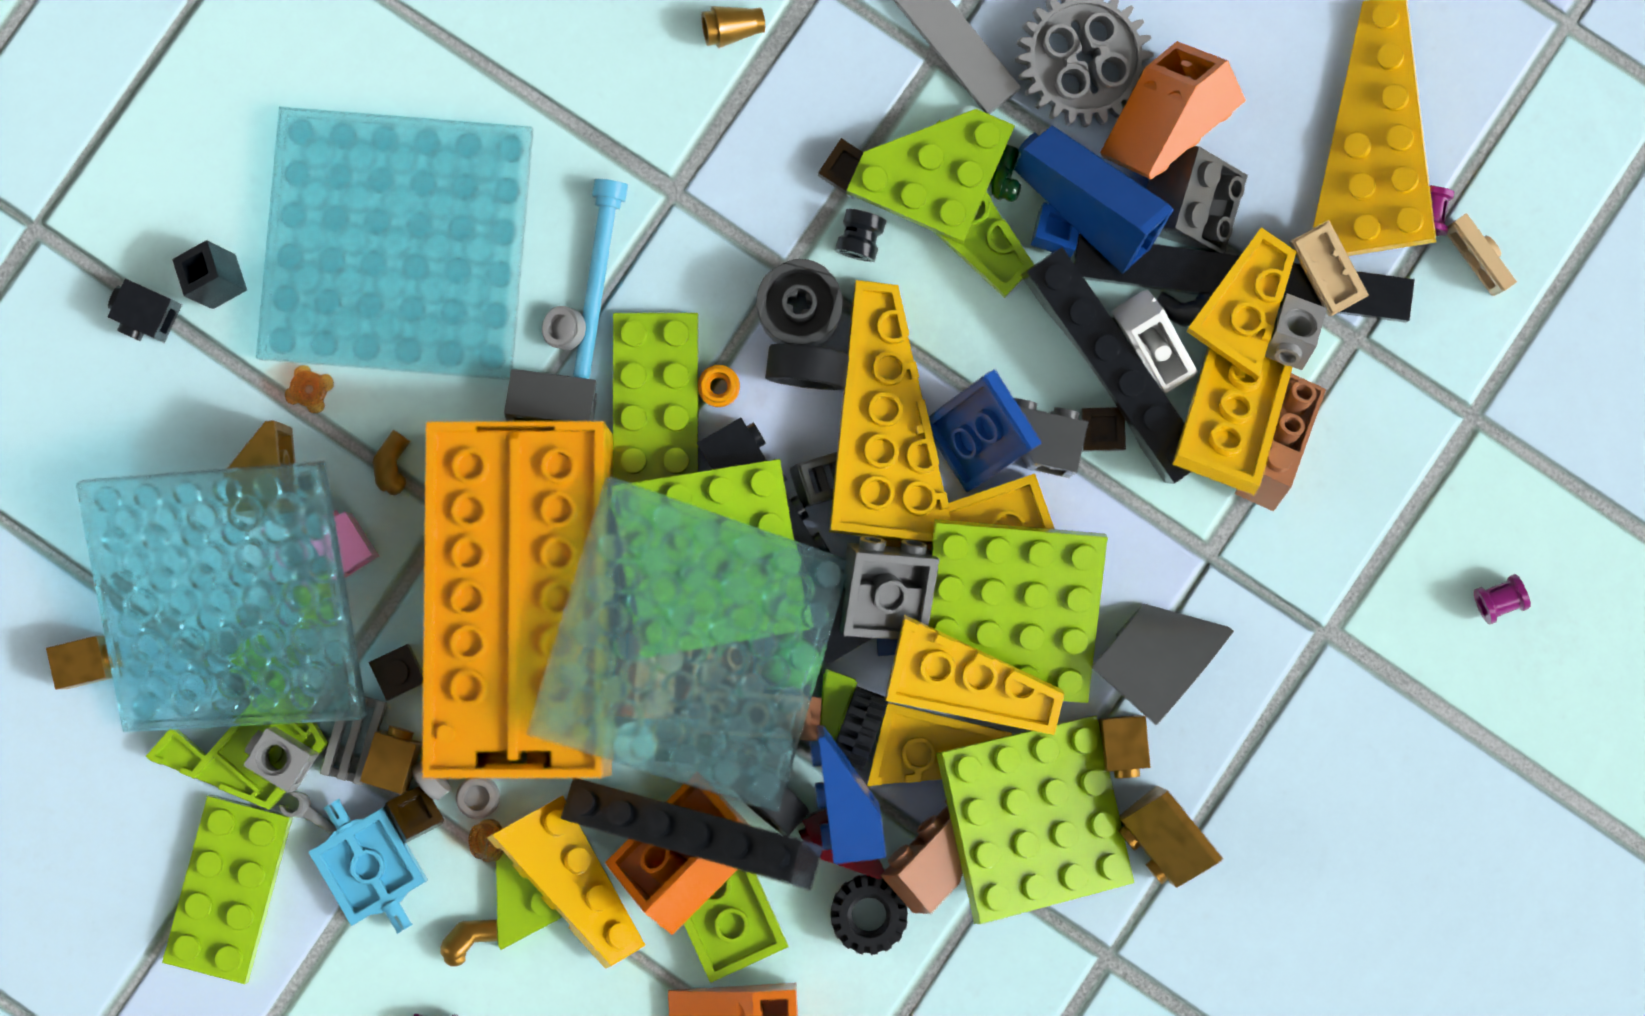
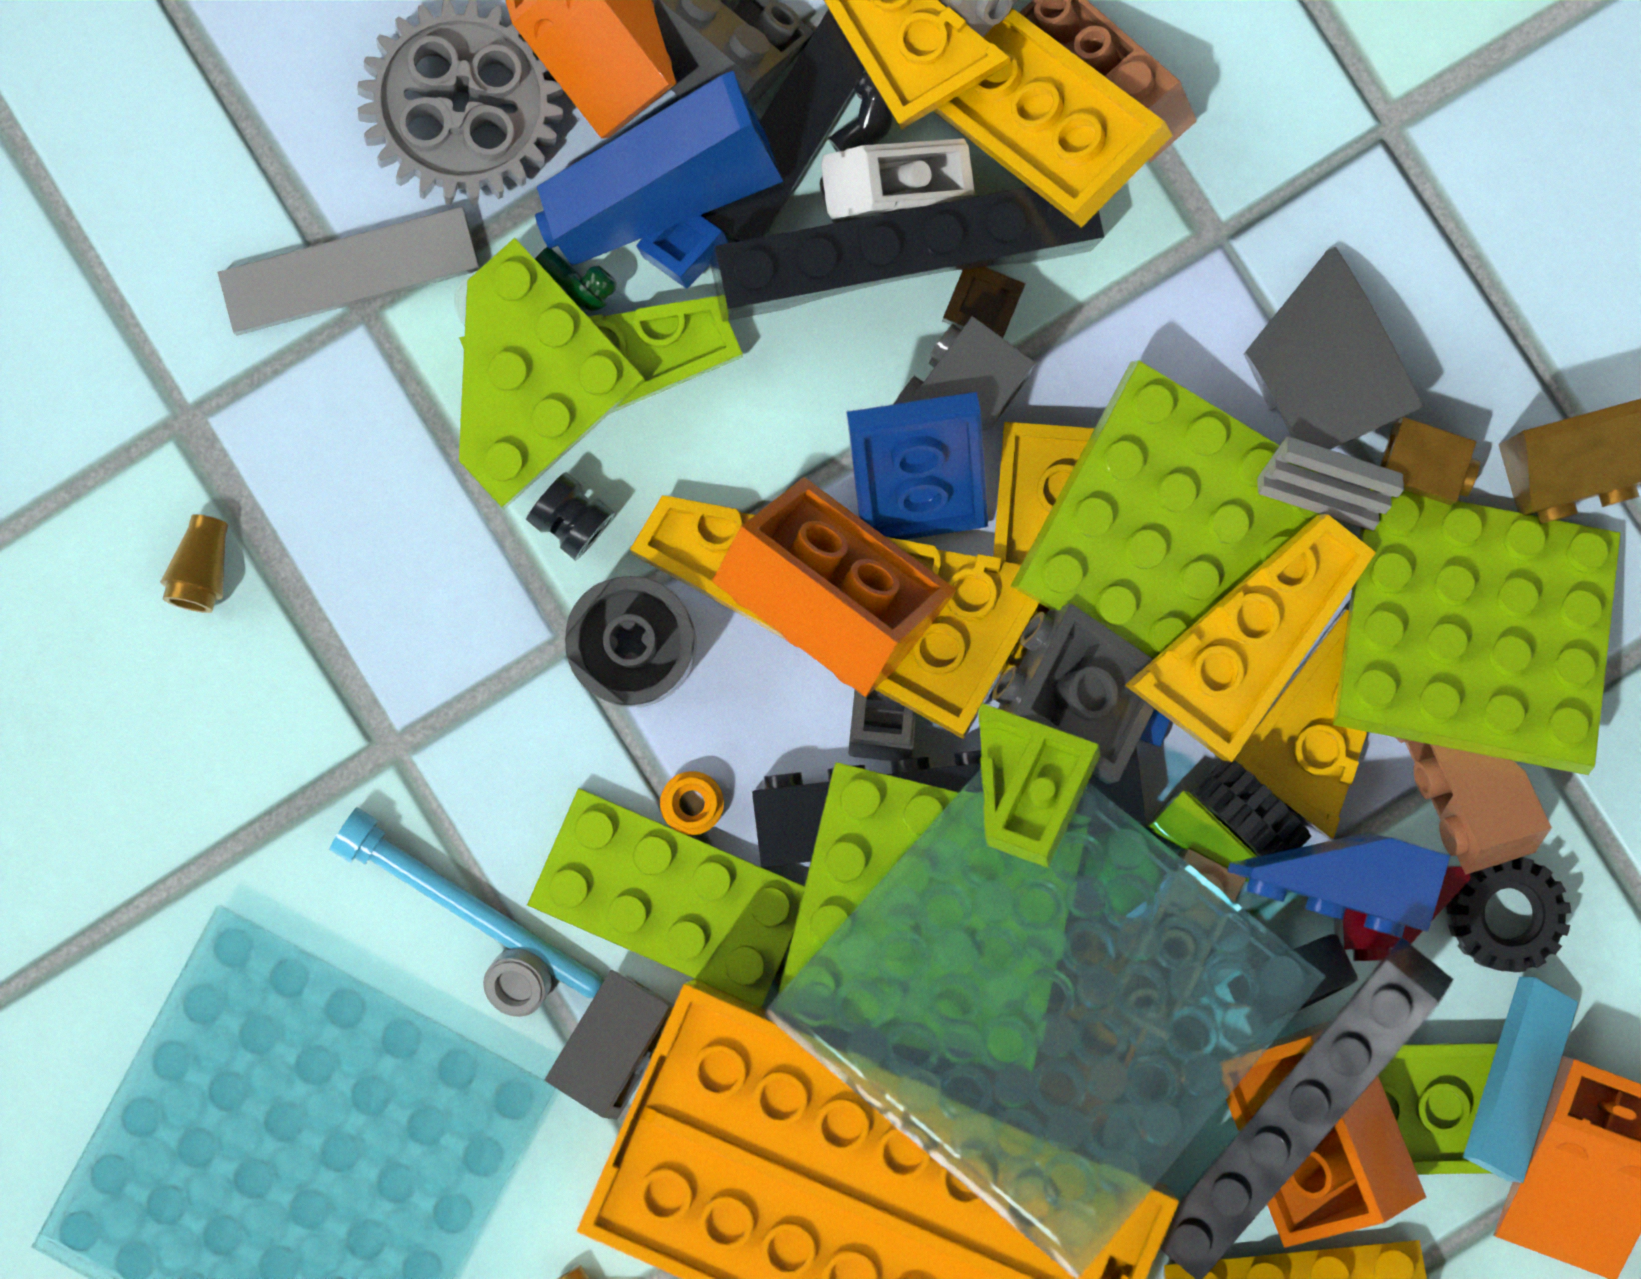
camera: 65 degrees left, 0 degrees up
(770, 964) = (1520, 1079): none -> medium azure tile
(807, 366) = (721, 669): black tyre -> none
(817, 580) = (1030, 783): none -> lime wing
(841, 165) = (462, 499): dark brown plate -> none
(887, 410) = (832, 585): none -> orange slope
(1079, 686) = (1325, 490): none -> light grey tile

